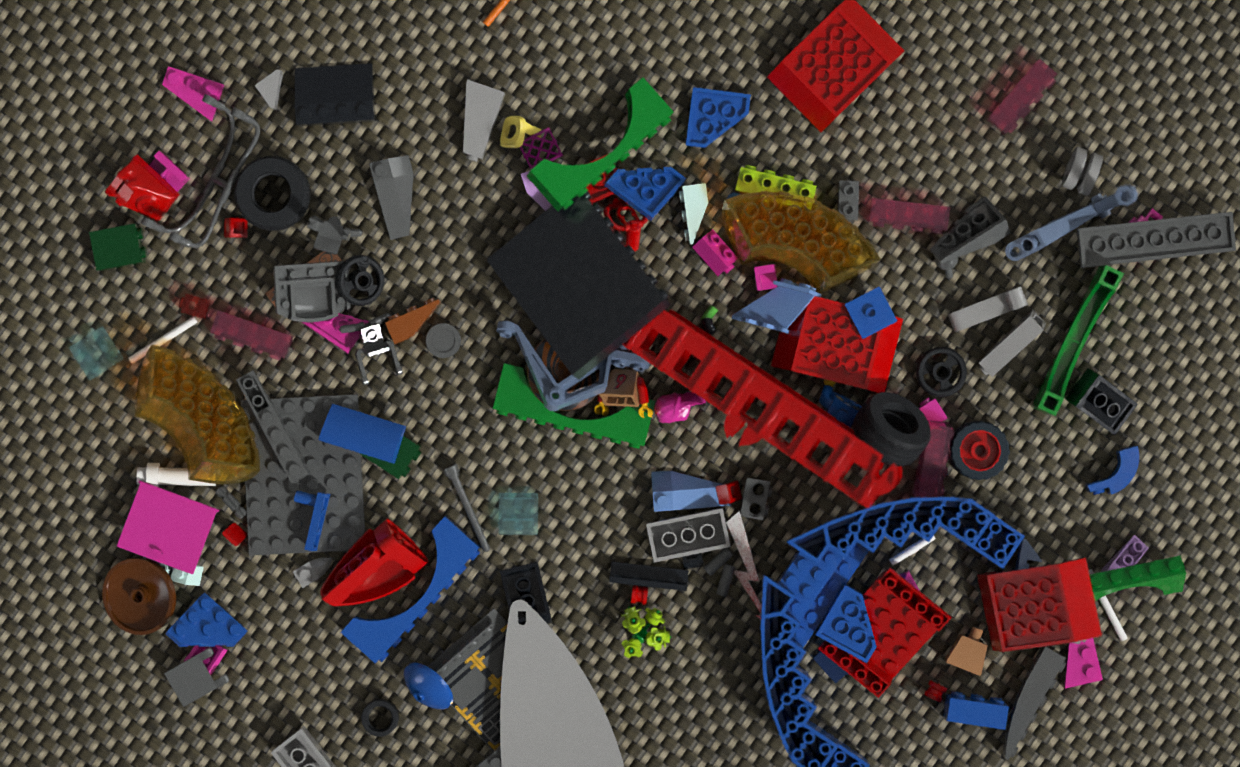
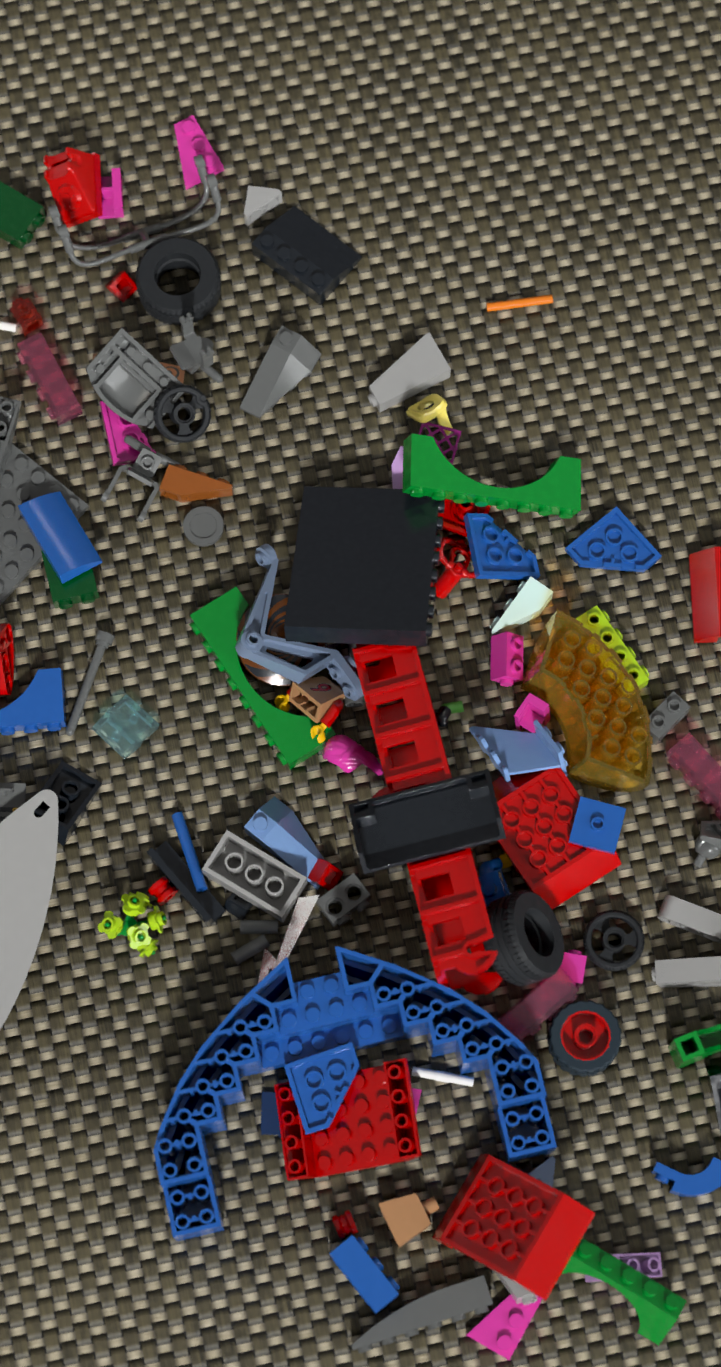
camera: 45 degrees right, 15 degrees down
(632, 555) = (189, 852): none -> blue piece
(776, 420) = (426, 821): none -> black slope
(1112, 616) = (571, 1307): white bar -> none

